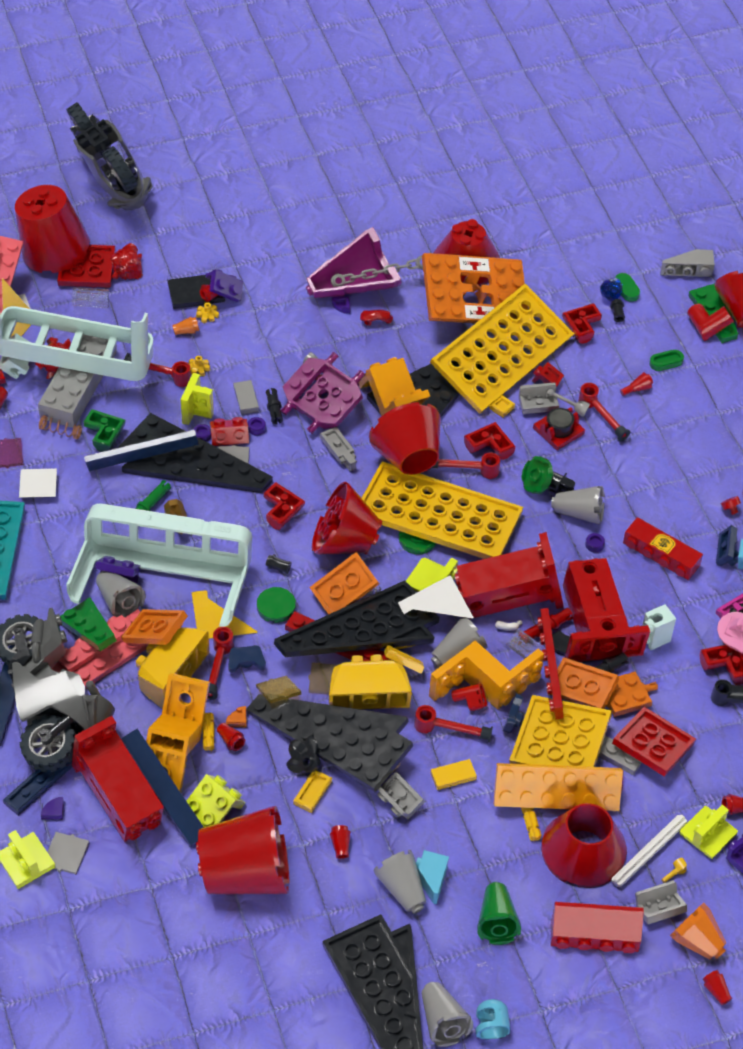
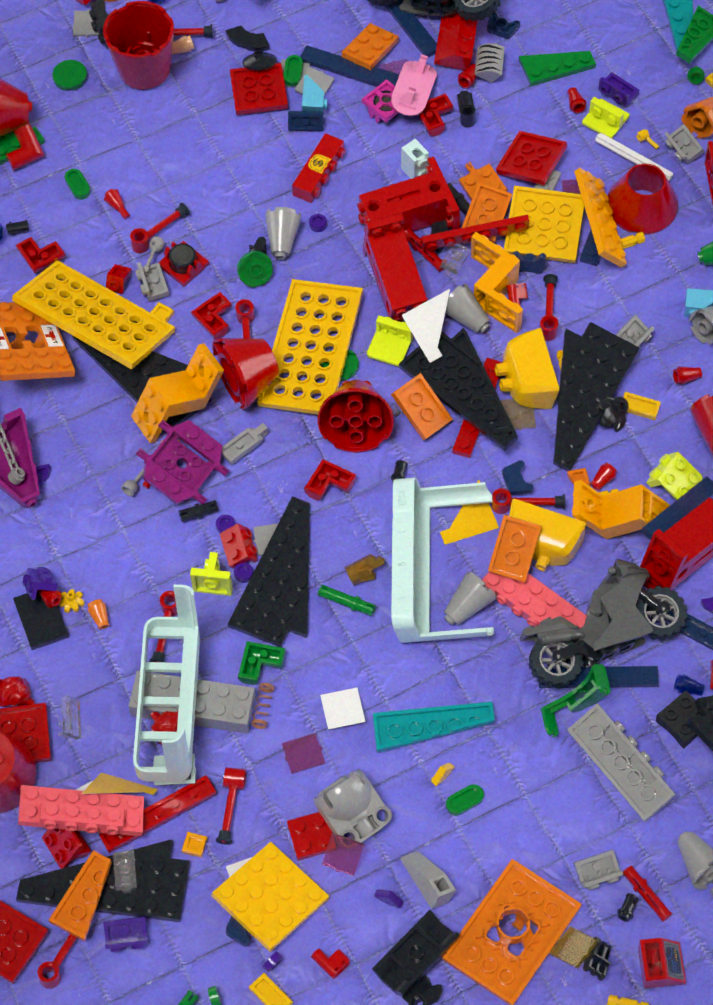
camera: 95 degrees left, 10 degrees up
(88, 624) = (516, 613): green wing -> none
(124, 568) = (441, 604): dark purple bracket -> none
(141, 450) = (291, 612): dark blue tile -> none
(199, 365) = (150, 594): yellow plant -> none
(246, 397) = (187, 541): light grey tile -> none
(276, 604) = (446, 467): green tile -> none
(278, 689) = (545, 445): clear yellow piece -> none
(372, 315) = (59, 439): red piece -> none
(404, 659) = (492, 349): yellow tile -> none
(453, 774) = (596, 302): yellow tile -> none
(508, 626) = (429, 280): white piece -> none
(731, 504) = (254, 120): red tile -> none

